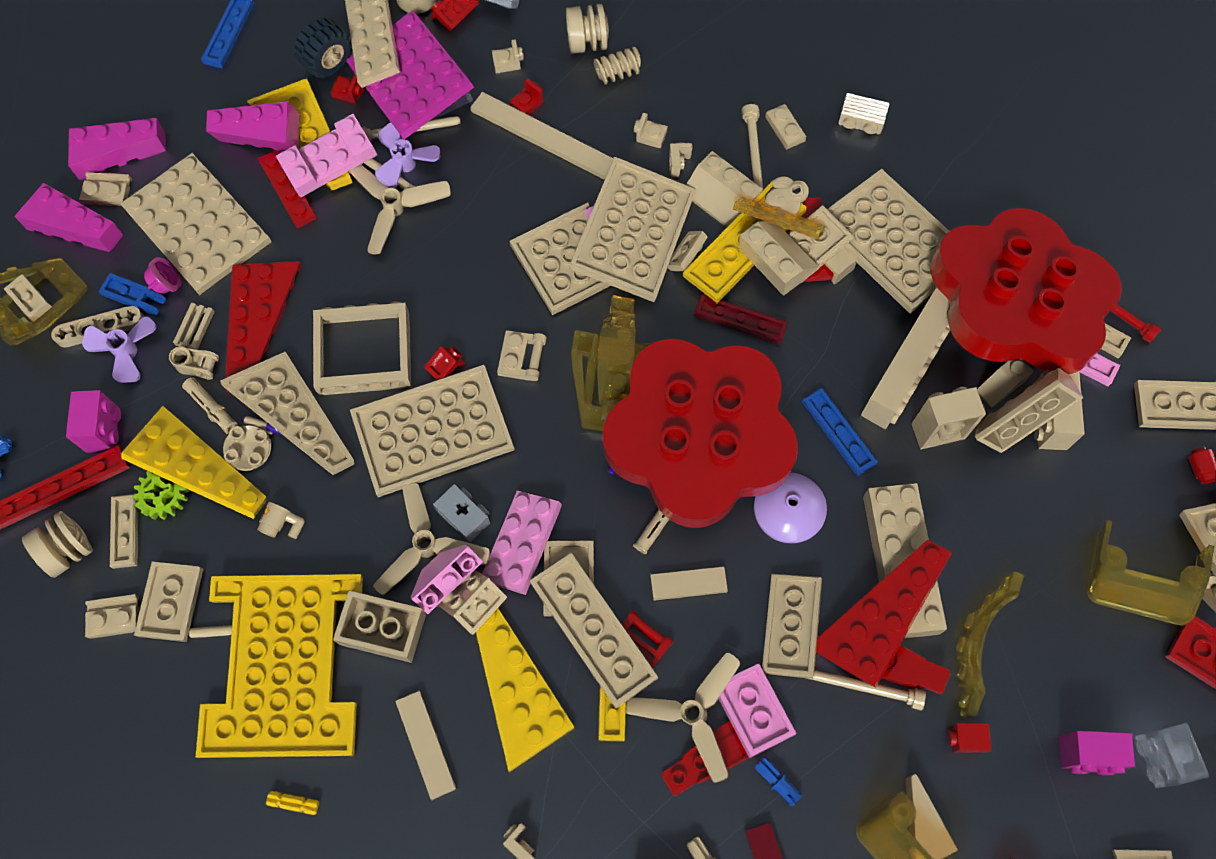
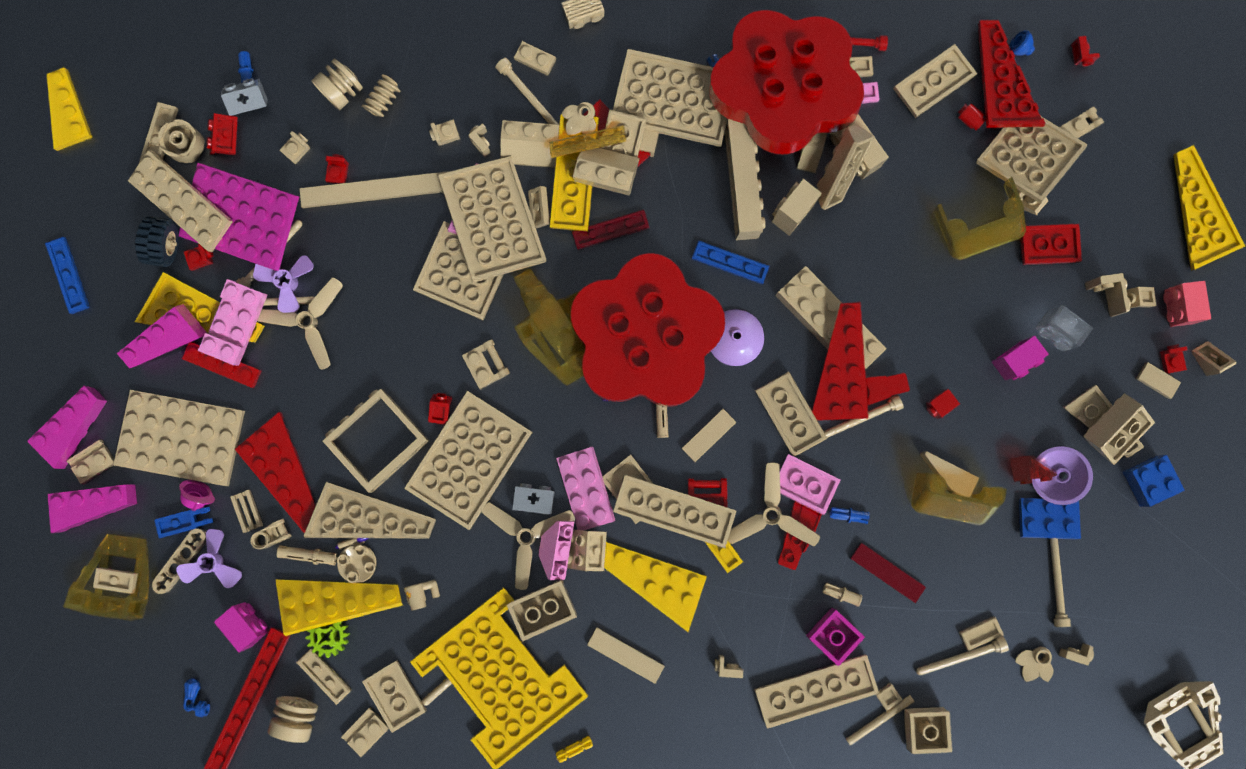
camera: 40 degrees left, 15 degrees up
(971, 645) = (902, 331): clear yellow piece -> none

